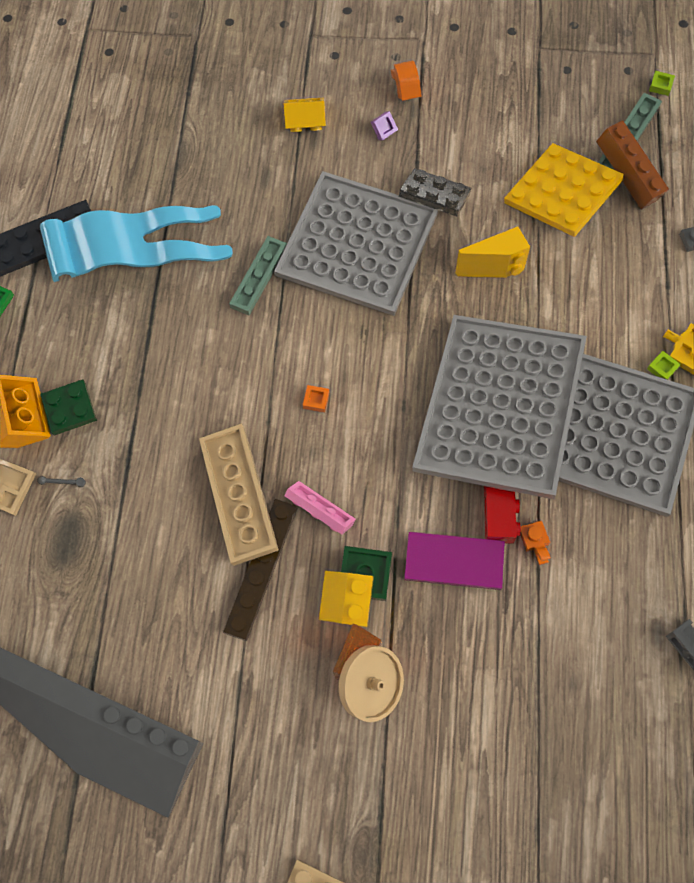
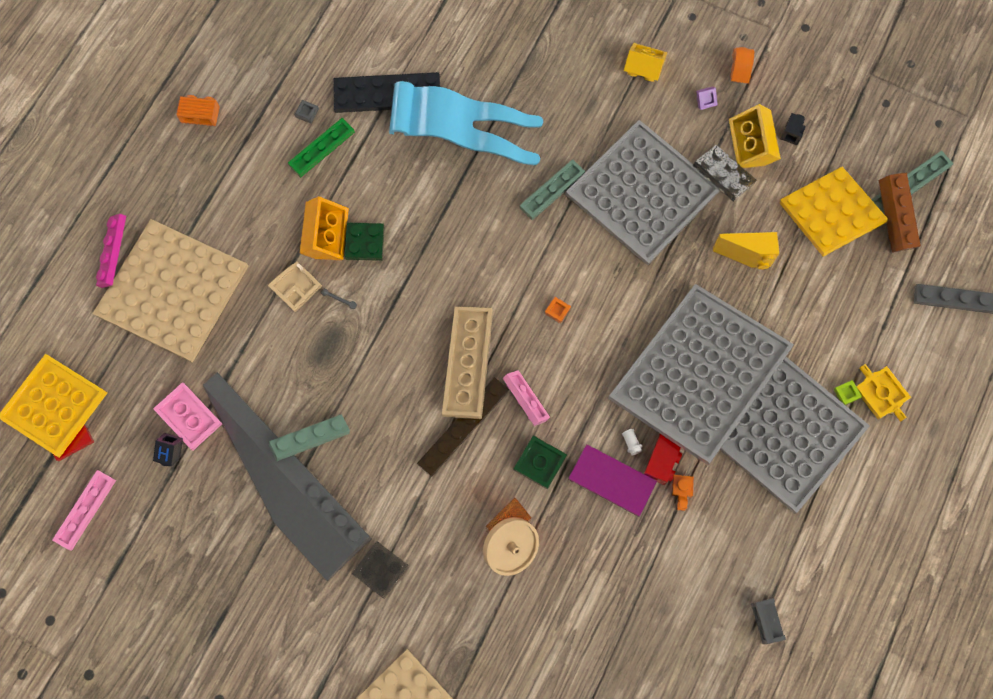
camera: 20 degrees right, 5 degrees up
(82, 653) = (309, 437): none -> sand green plate
(227, 776) = (380, 569): none -> clear smoke plate
(346, 598) = (517, 476): yellow slope -> none
(450, 146) = (754, 137): none -> yellow slope
(458, 509) = (632, 442): none -> white pin
(487, 124) = (794, 129): none -> black brick
(662, 83) = (962, 147): lime plate -> none

